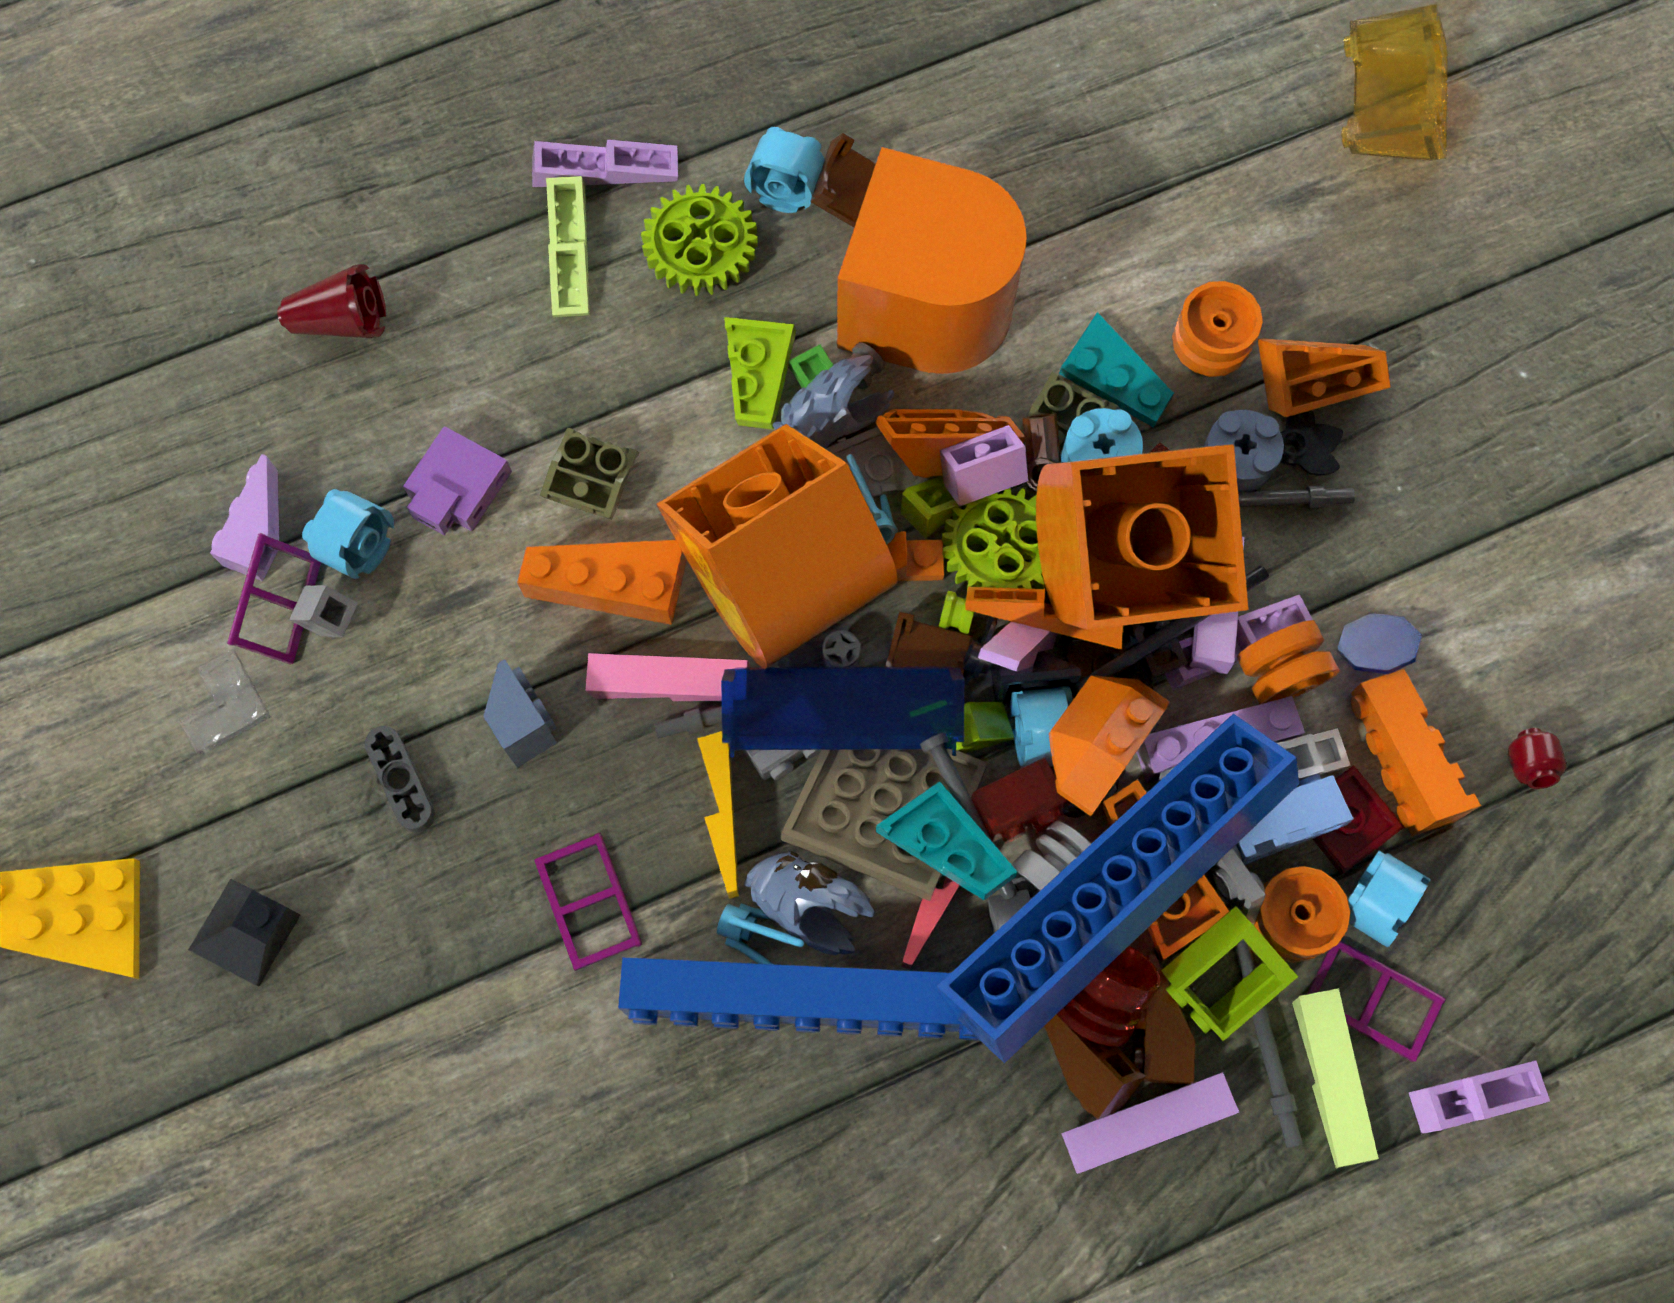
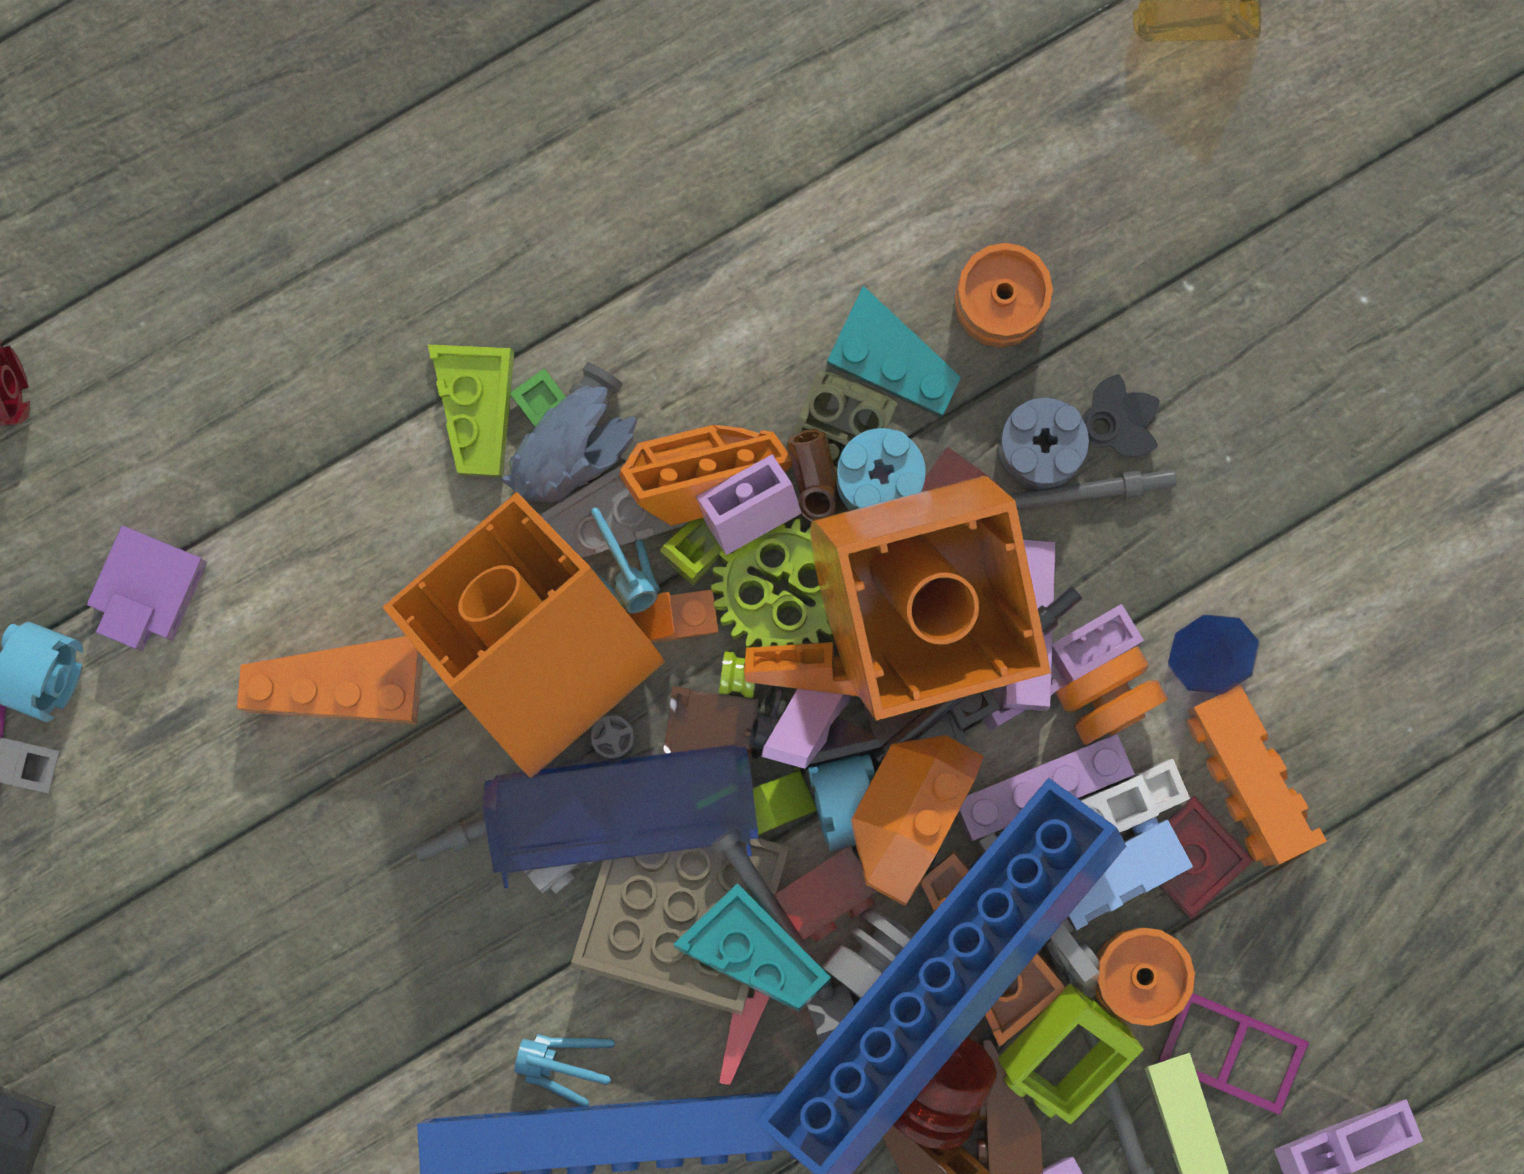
camera: 10 degrees left, 10 degrees up
(378, 758) = (131, 909): dark grey beam -> none
(515, 720) = (258, 863): sand blue slope -> none
(560, 912) = (339, 1069): magenta window -> none
(568, 246) = (230, 275): yellowish green slope -> none
(584, 478) = (290, 566): olive slope -> none
(614, 164) = (257, 162): lavender slope -> none
(657, 677) = (411, 791): bright pink slope -> none
(699, 239) = (356, 226): lime gear -> none
(722, 824) = (504, 956): yellow slope -> none
(784, 170) = (476, 153): medium azure brick -> none
(801, 898) = (610, 1029): sand blue head -> none
(843, 180) = (558, 162): reddish brown piece -> none
(930, 266) = (659, 273): orange brick -> none
(1318, 374) = (1125, 338): orange wedge -> none
(1385, 897) = (1235, 947): medium azure brick -> none
(1537, 758) = (1394, 765): dark red head -> none

